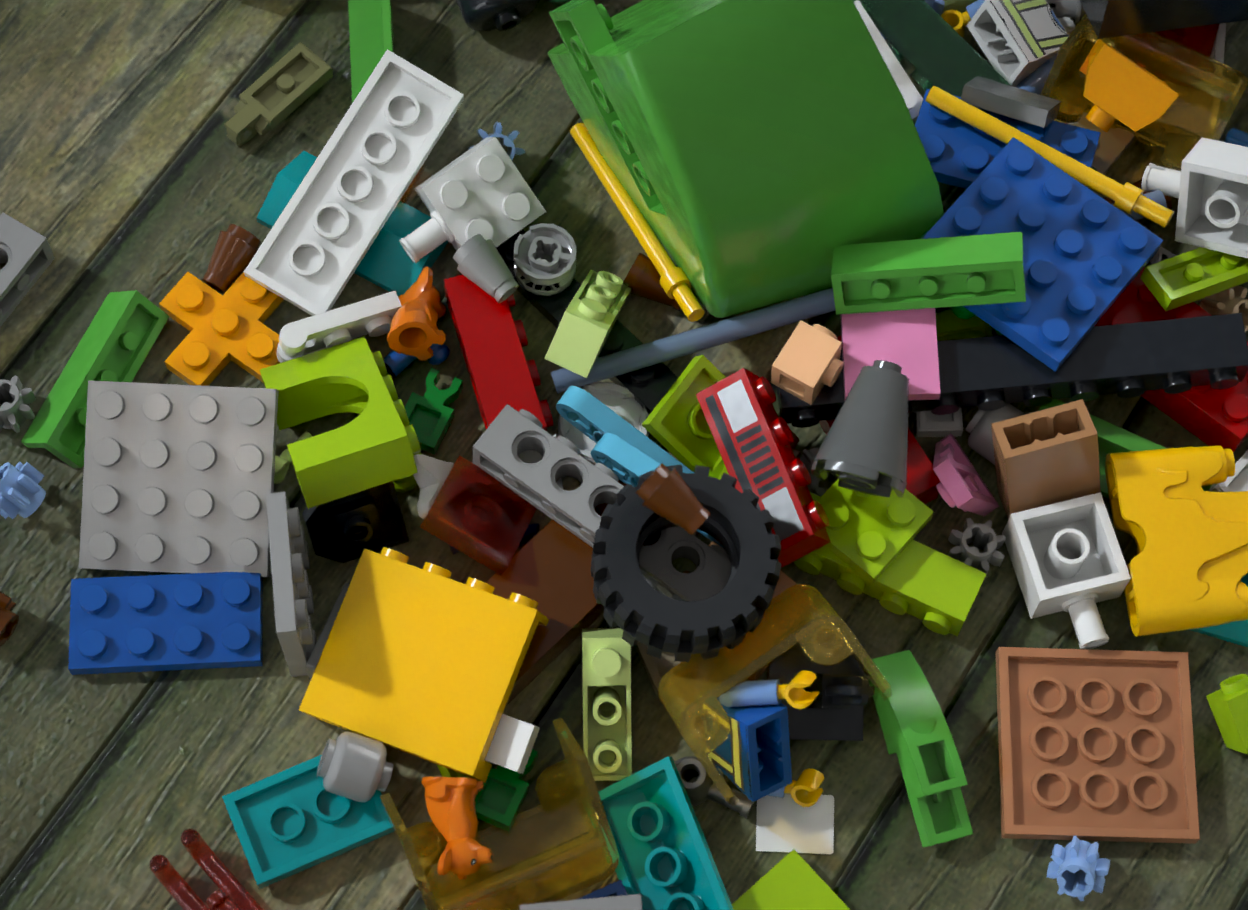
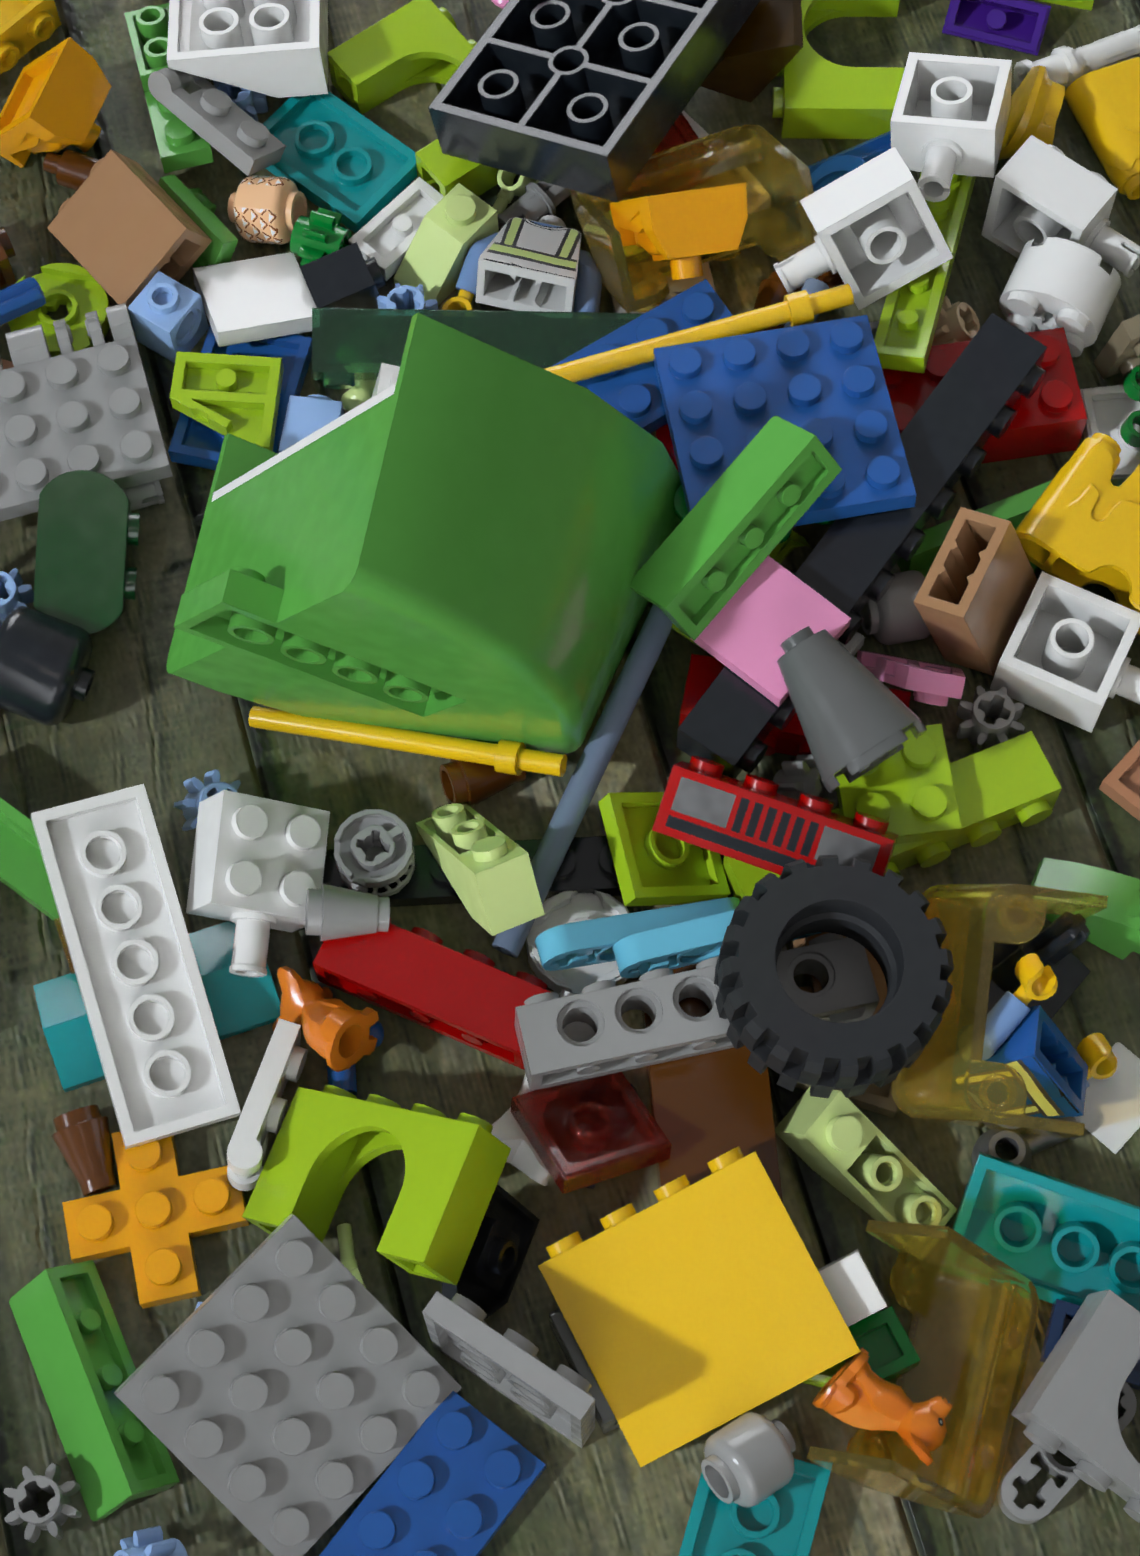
camera: 45 degrees left, 0 degrees up
(430, 412) = (425, 1086): green plate -> none
(672, 499) = (782, 930): reddish brown cone -> none
(808, 362) = (719, 703): light nougat brick -> none
(1010, 101) = (609, 323): dark grey tile -> none

